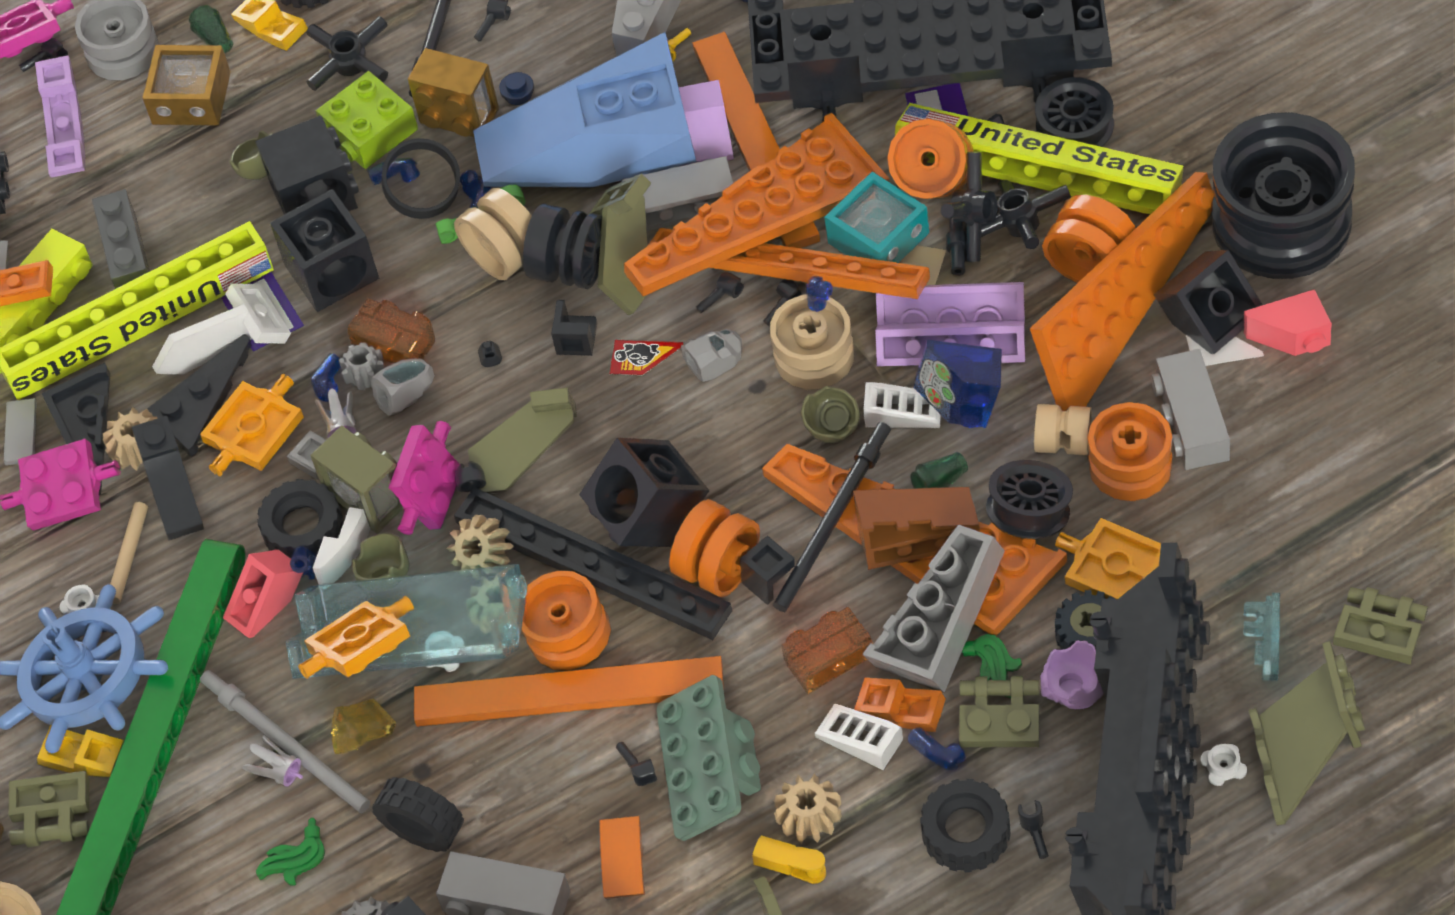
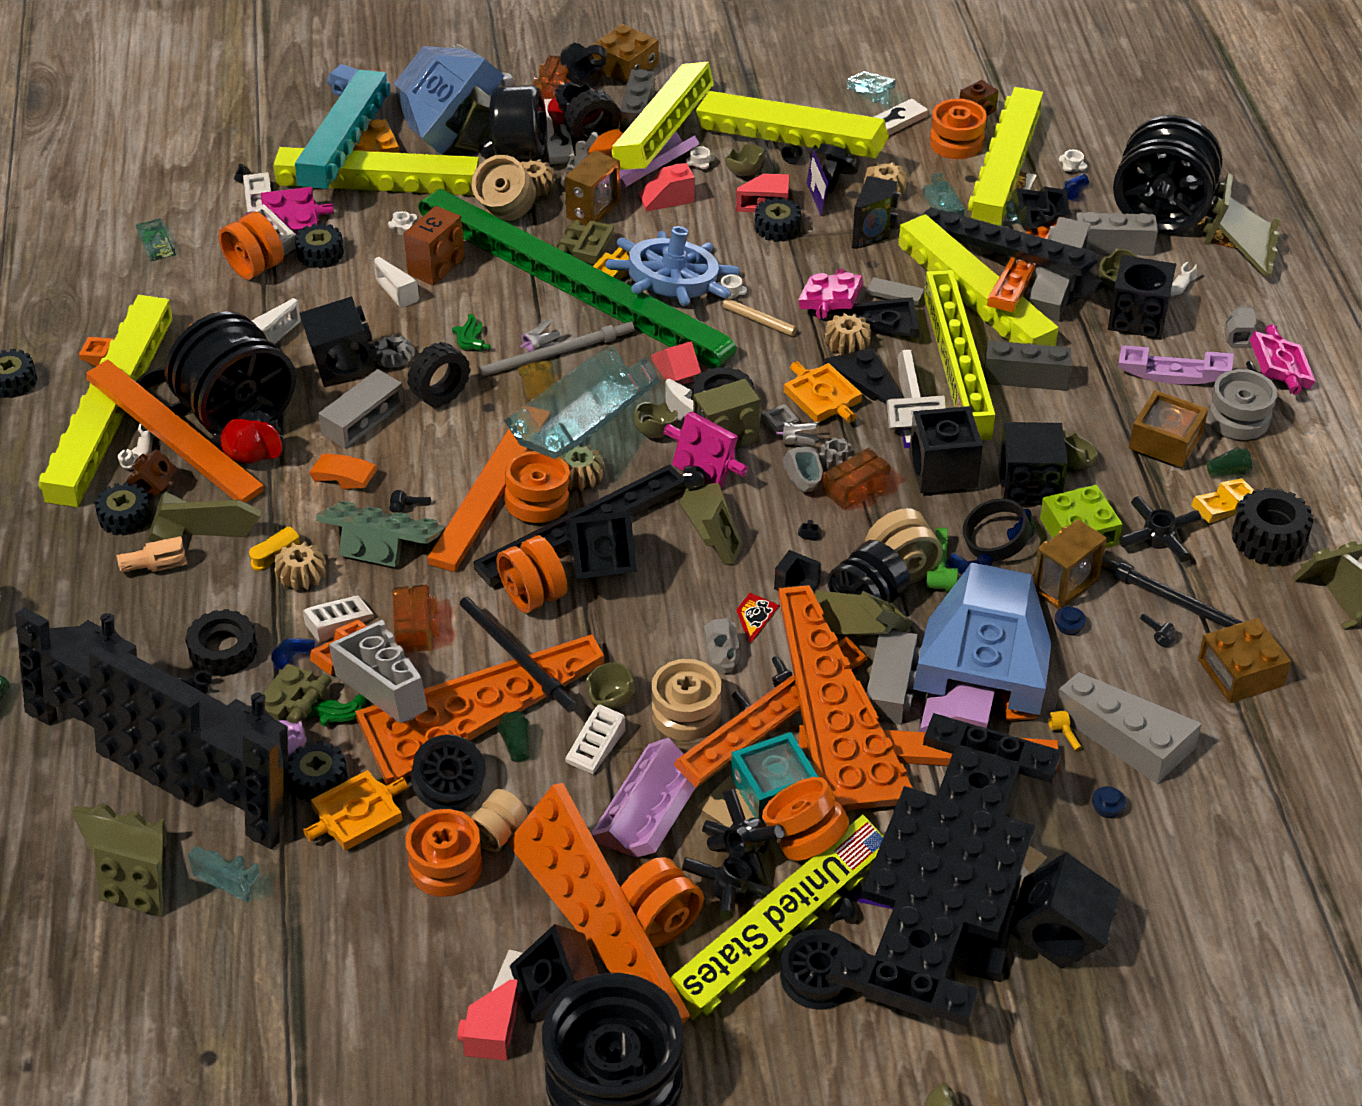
camera: 105 degrees right, 10 degrees down
(167, 477) = (815, 328): black slope -> none
(303, 561) = (680, 375): clear blue arm -> none
(322, 378) = (829, 433): clear blue arm -> none
(357, 638) = (588, 375): light orange plate -> none
(492, 542) = (629, 465): tan gear -> none
(764, 567) = (501, 600): black panel -> none
(817, 292) = (698, 673): clear blue arm -> none
(910, 522) = (465, 681): dark orange wedge -> none
(960, 381) = (574, 758): clear blue slope -> none
(1191, 409) = (458, 915): light grey brick -> none
(1223, 754) = (150, 803): white plate -> none
(1380, 633) = (172, 945): olive plate -> none

